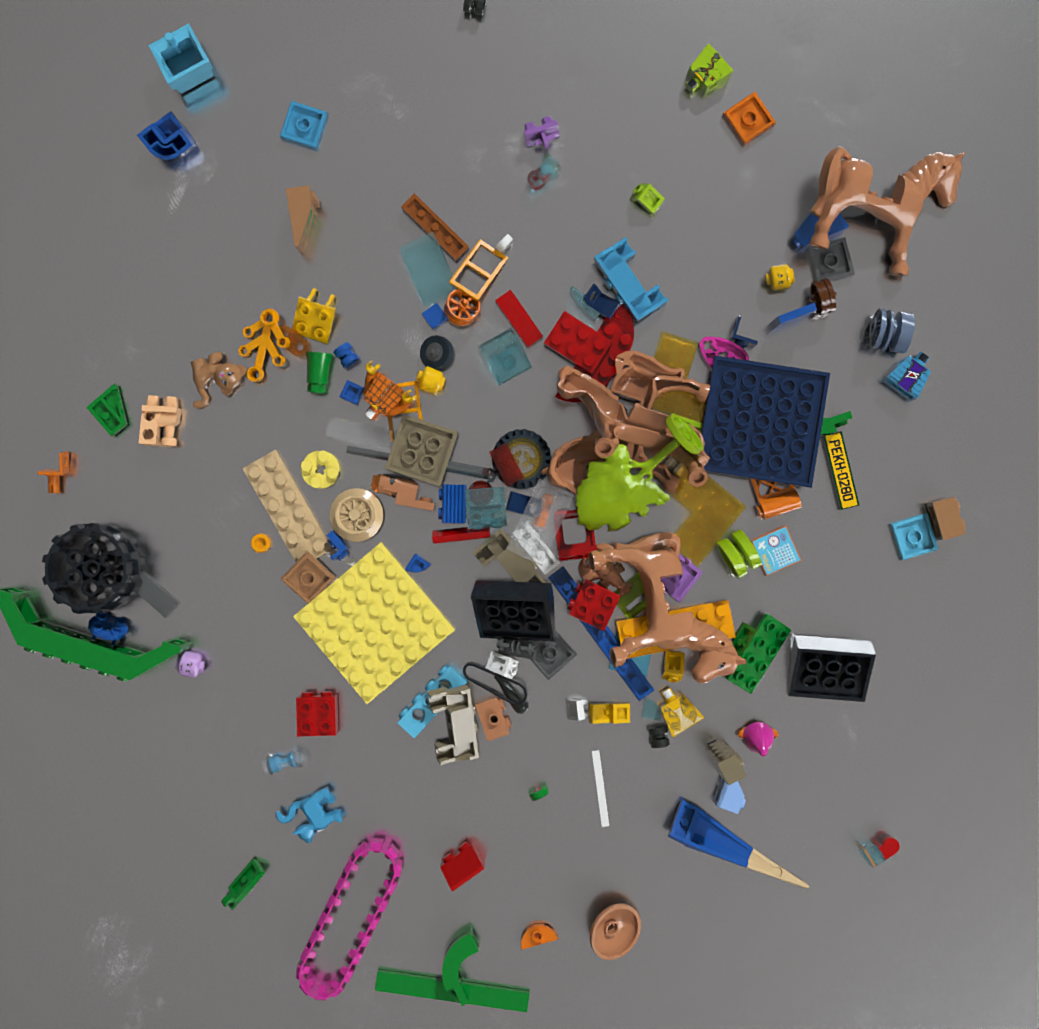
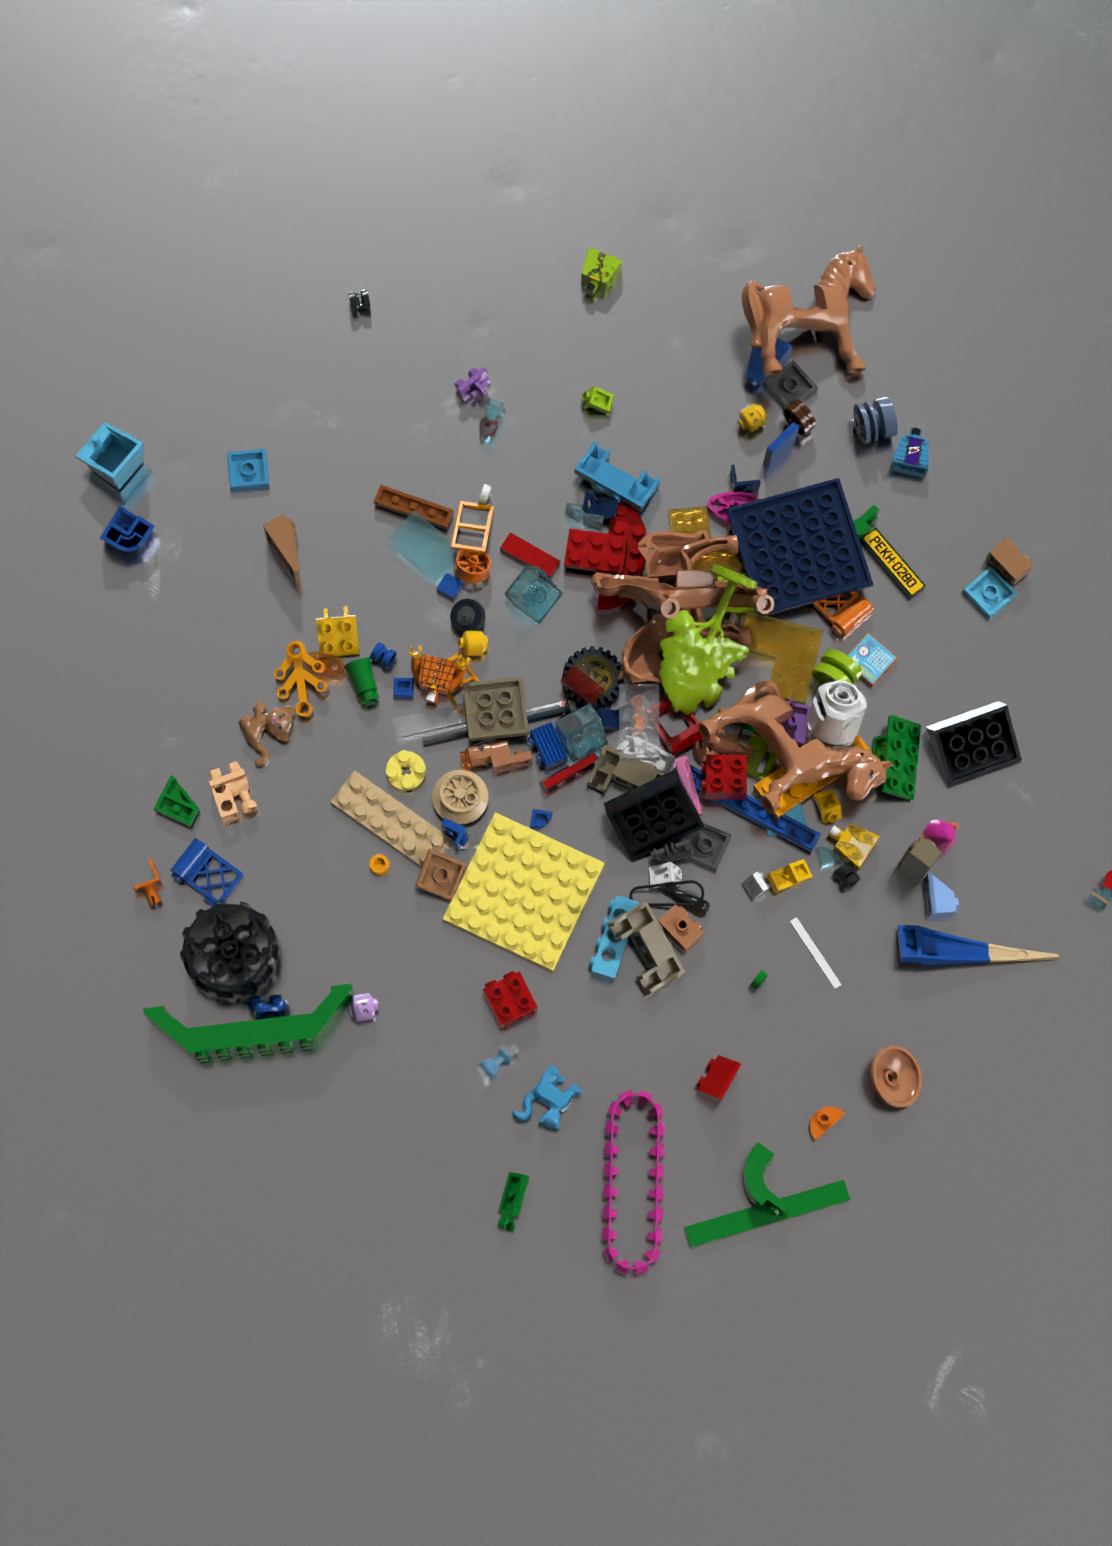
camera: 30 degrees left, 15 degrees down
(101, 469) = (191, 863): none -> blue piece
(155, 595) = (298, 959): dark grey tile -> none
(560, 580) = (684, 769): none -> bright pink plate
(725, 596) = (843, 711): none -> white piece
(749, 118) = (656, 296): orange tile -> none

